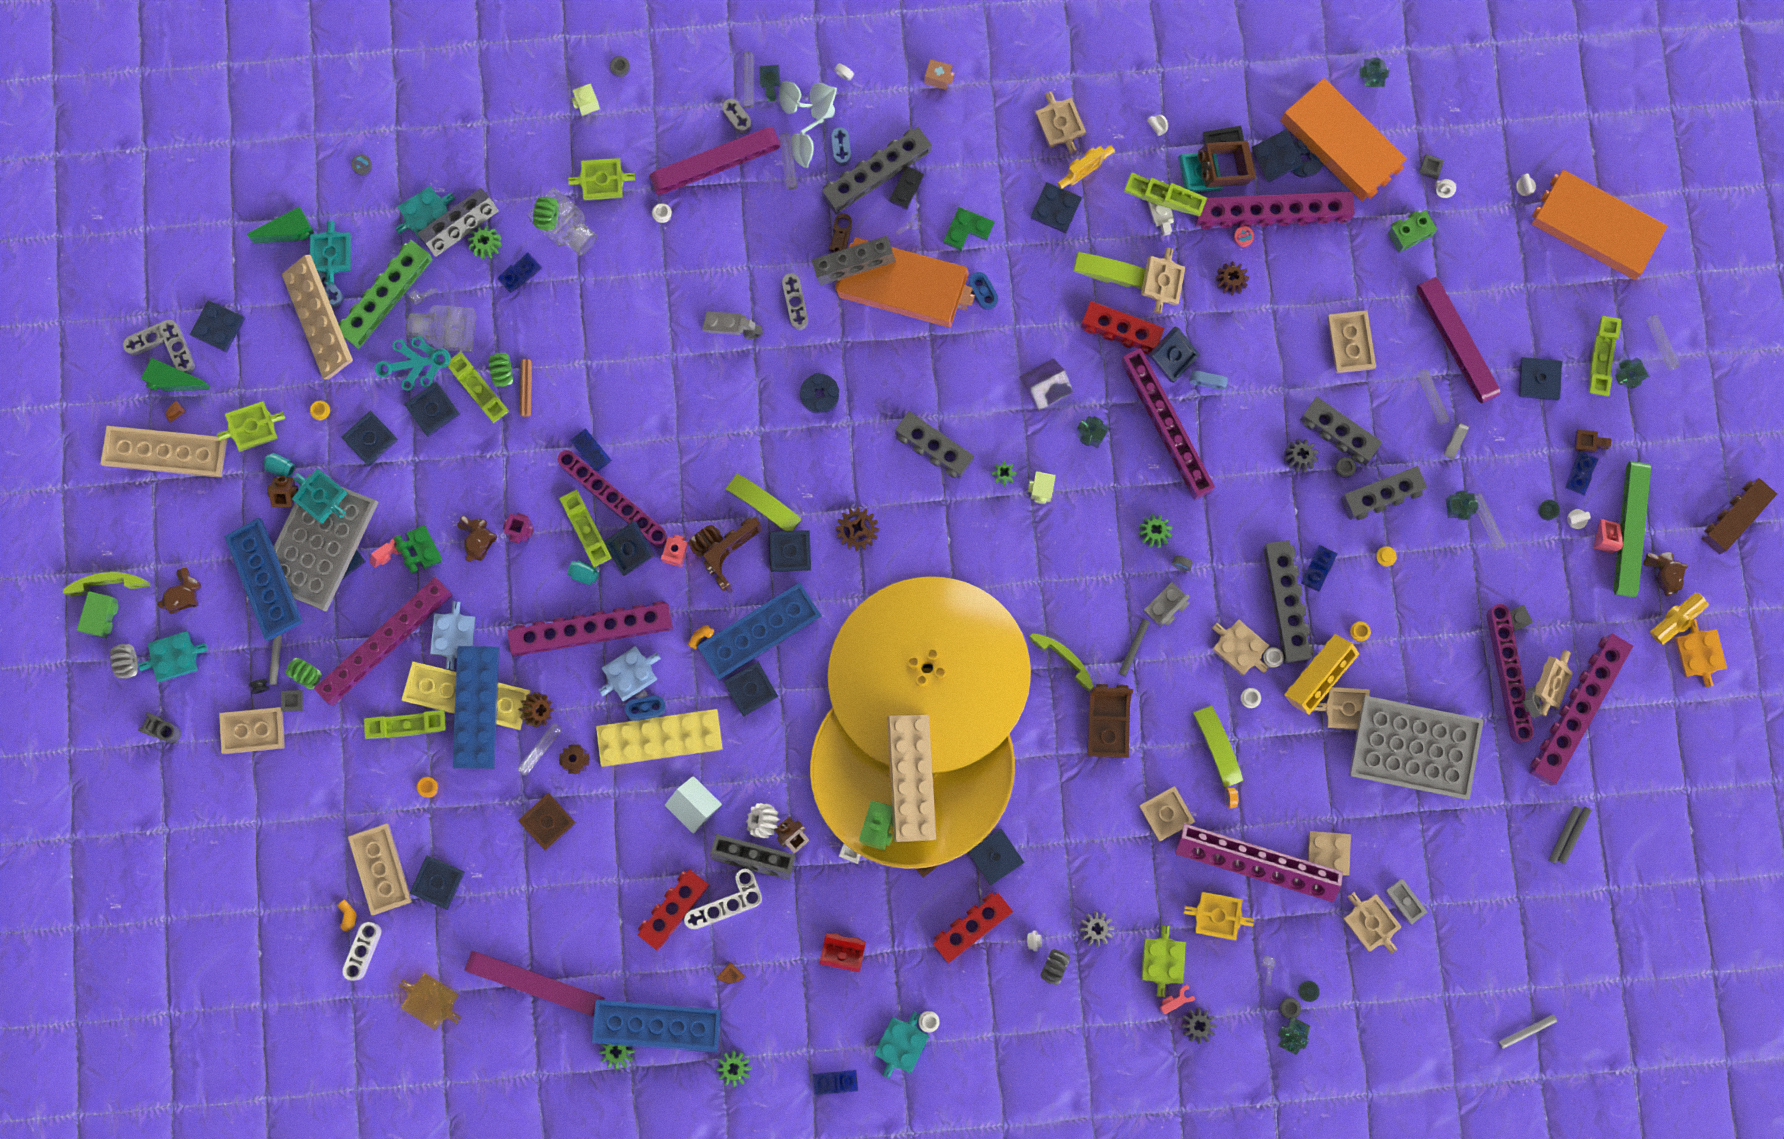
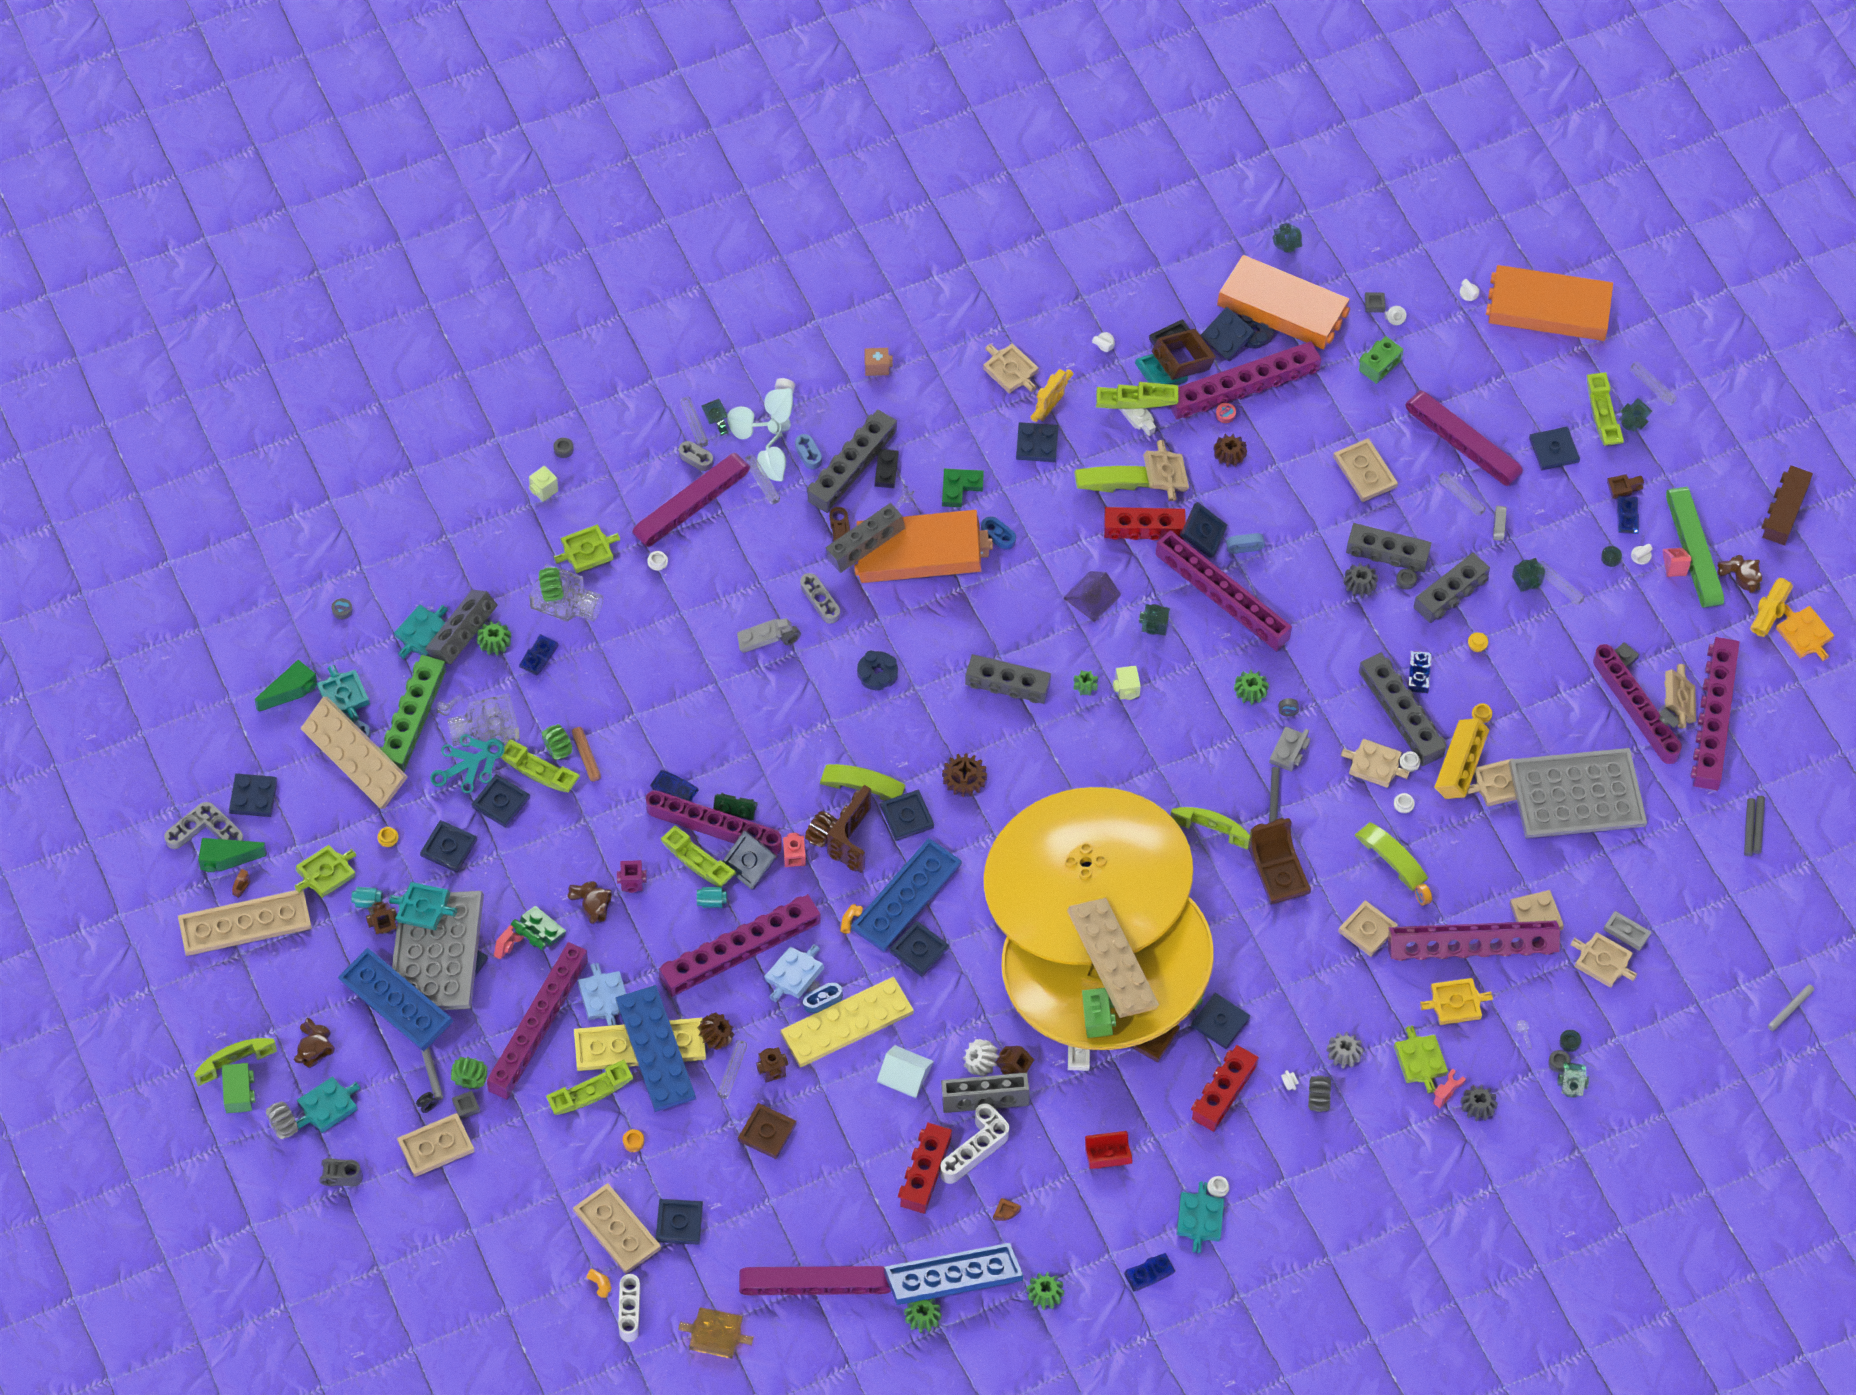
camera: 20 degrees left, 20 degrees down
(632, 481) = (739, 808): none -> dark green hinge

